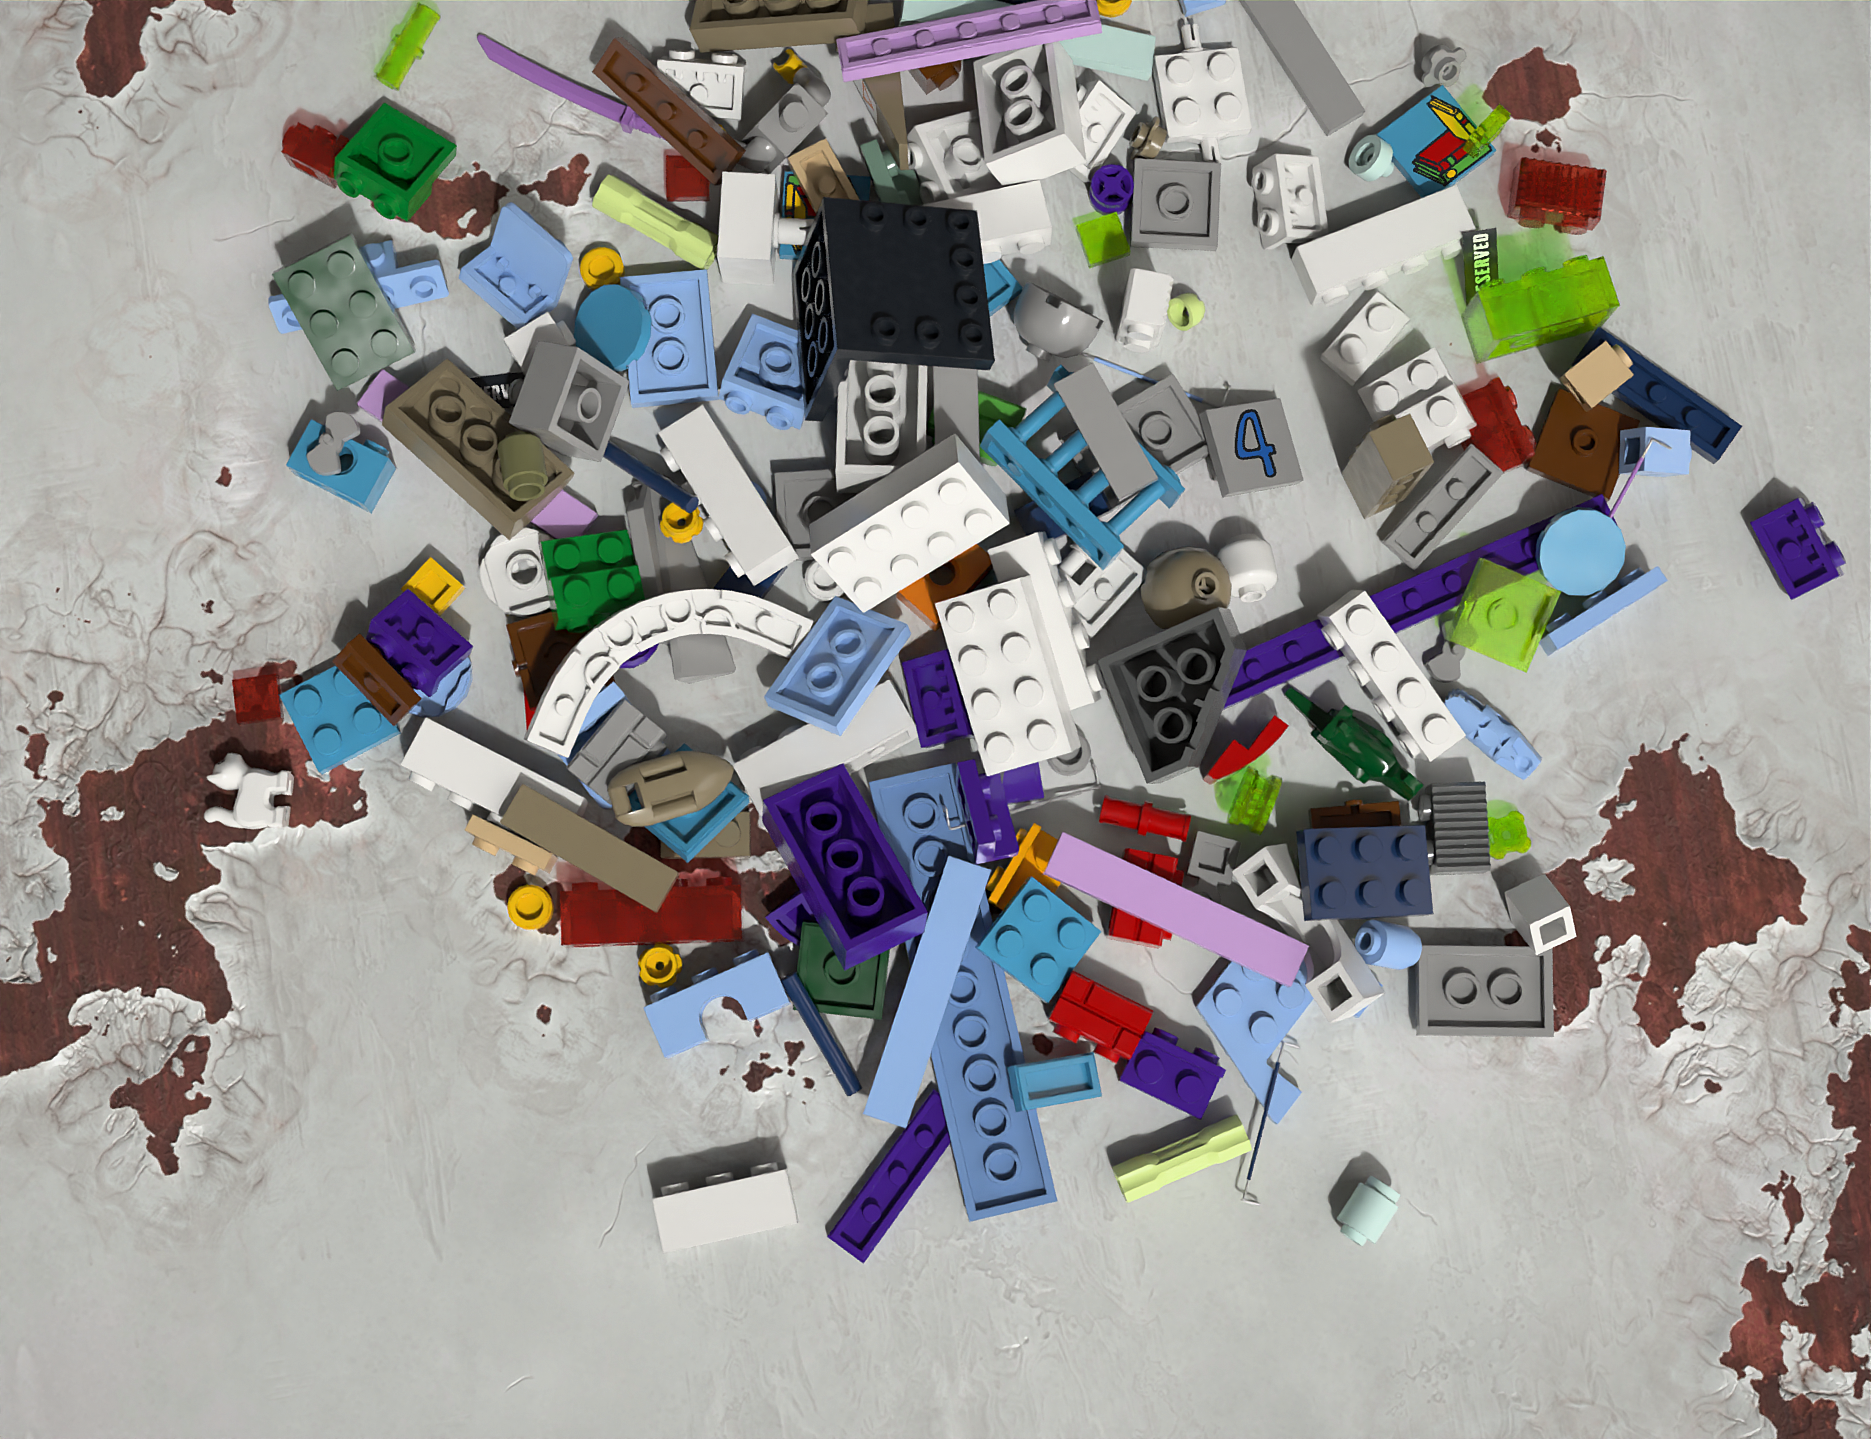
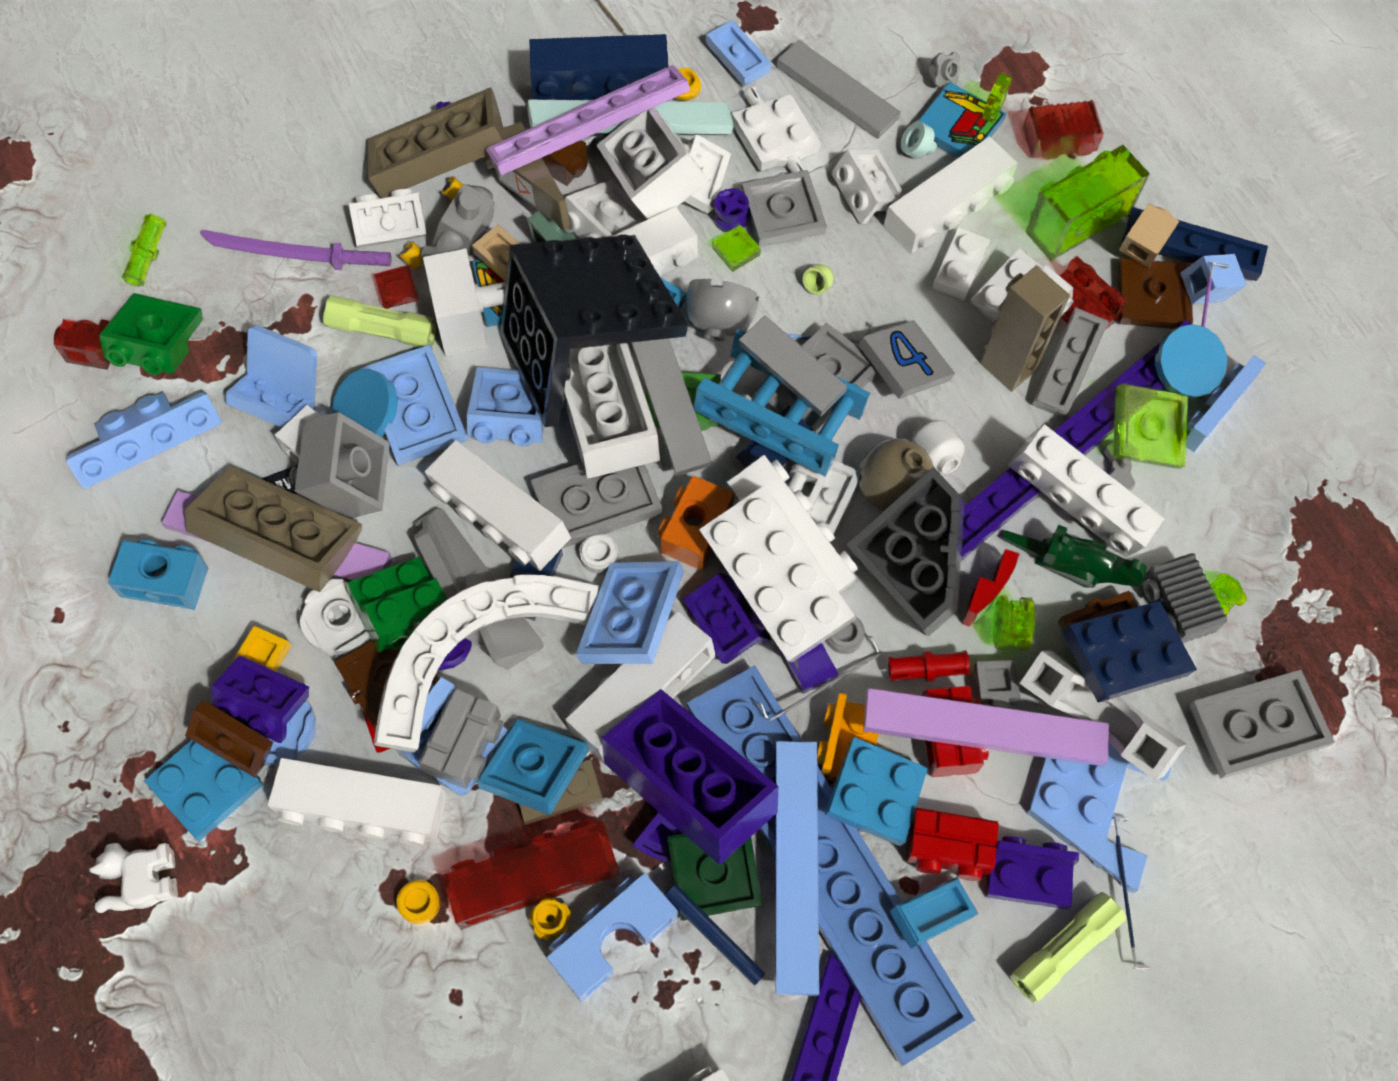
camera: 15 degrees left, 15 degrees down
(257, 699) = (125, 792): clear red tile -> none
(339, 429) = (141, 564): light grey piece -> none
(344, 311) = (132, 450): plate -> none
(492, 838) = (402, 853): tan plate -> none
(522, 465) = (315, 523): olive brick -> none
(589, 848) = (458, 826): dark tan tile -> none
(601, 267) = (342, 365): yellow tile -> none
(650, 477) = (428, 509): dark blue bar -> none
(668, 110) = (366, 235): reddish brown plate -> none
(669, 786) = (514, 752): dark tan piece -> none
(680, 534) = (463, 528): yellow plate -> none
(908, 523) = (655, 477): white brick -> none
(985, 813) = (795, 694): dark purple bracket -> none
(1144, 309) = (788, 278): white brick -> none
(1147, 139) = (746, 168): dark tan plate -> none
(1368, 1211) = (1246, 942): light aqua brick -> none
(1388, 944) = (1169, 706): light blue brick -> none
(1479, 260) = (1026, 184): sticker -> none
(1493, 734) = (1186, 520): light blue hinge -> none
(1540, 914) = (1281, 644): white brick -> none
(1798, 547) = (1347, 318): dark purple bracket -> none

